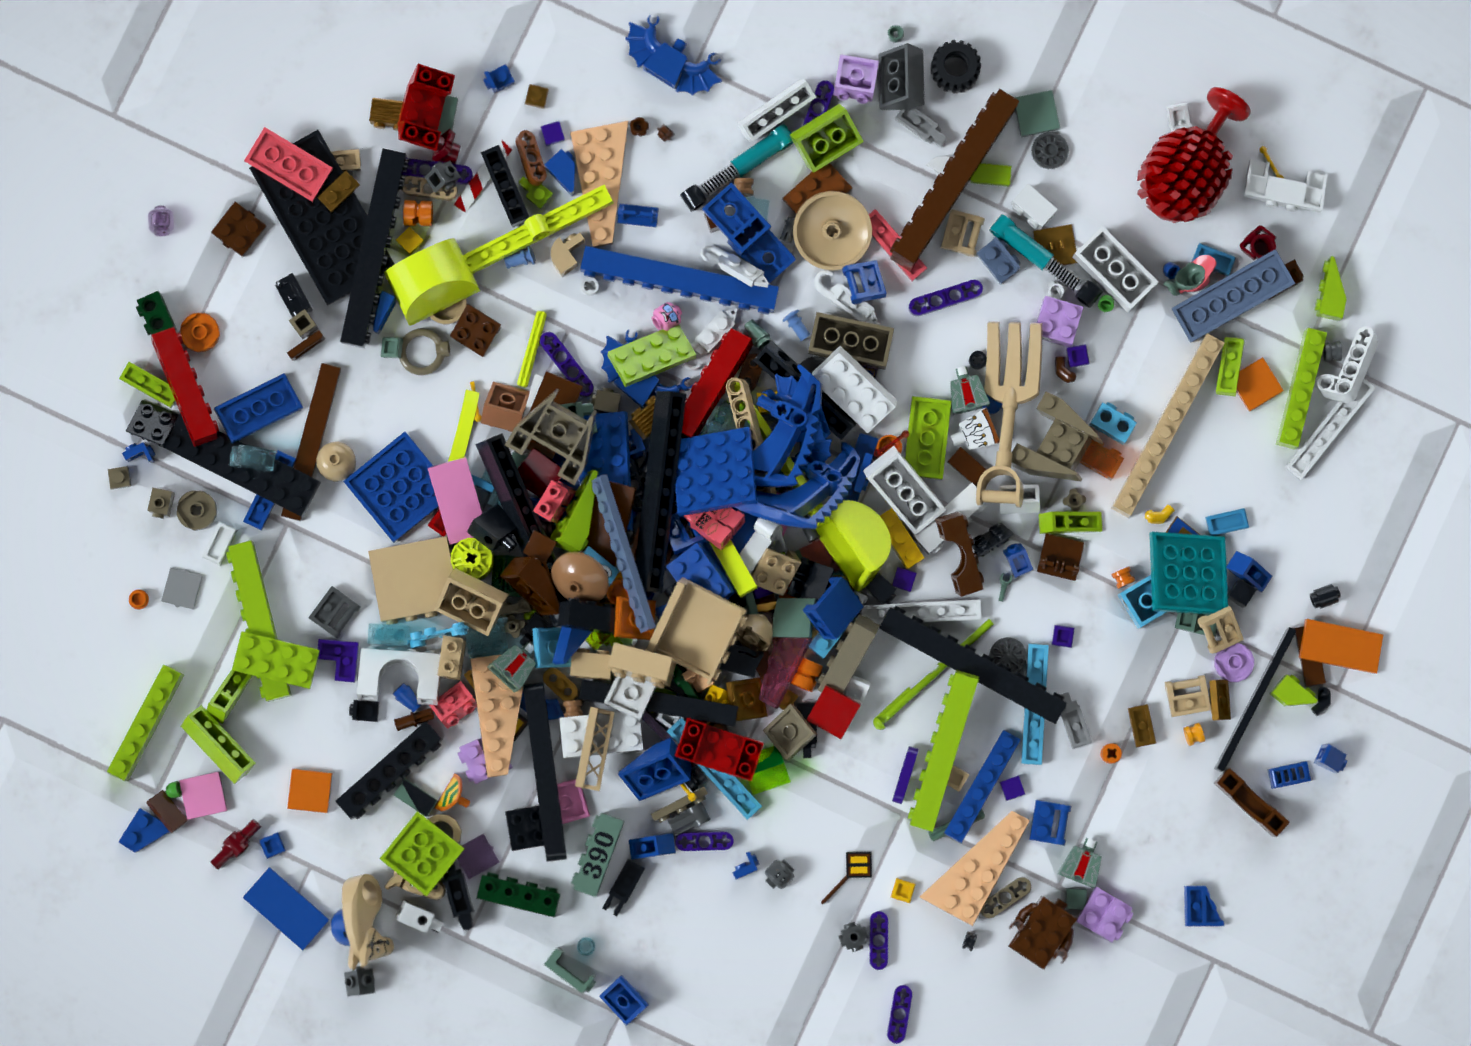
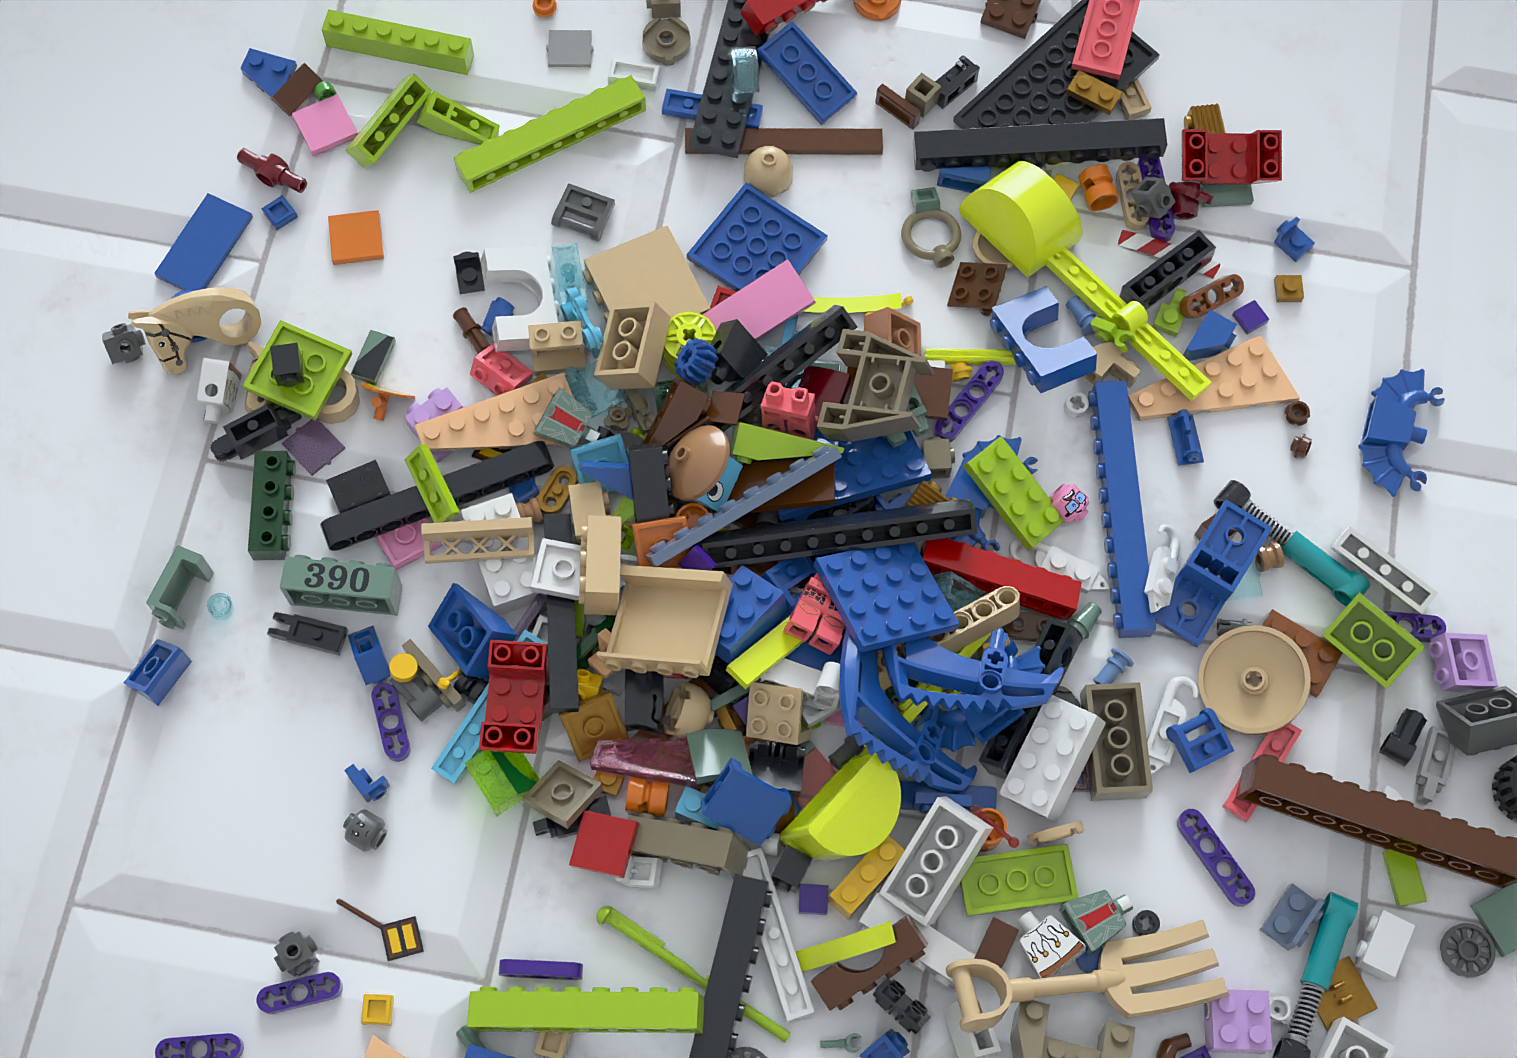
camera: 75 degrees right, 15 degrees down
(275, 660) = (505, 154): lime plate -> none
(344, 654) = (534, 229): dark purple plate -> none
(347, 799) = (351, 278): black brick -> none
(422, 859) = (287, 364): none -> black brick
(498, 558) = (696, 361): none -> blue gear
(543, 247) = (1109, 332): none -> lime plate
(543, 364) = (961, 372): none -> yellow plate
(543, 773) = (431, 484): none -> lime plate
(563, 301) = (1043, 366): none -> arch
(658, 597) = (697, 560): none -> dark purple tile
(671, 823) = (403, 667): none -> yellow tile
(901, 143) = (1401, 742): none -> black piece
(904, 402) = (1056, 833): none -> tan tile
(944, 568) = (846, 947): none -> neon yellow sticker
(956, 231) = (1311, 847): tan plate -> none

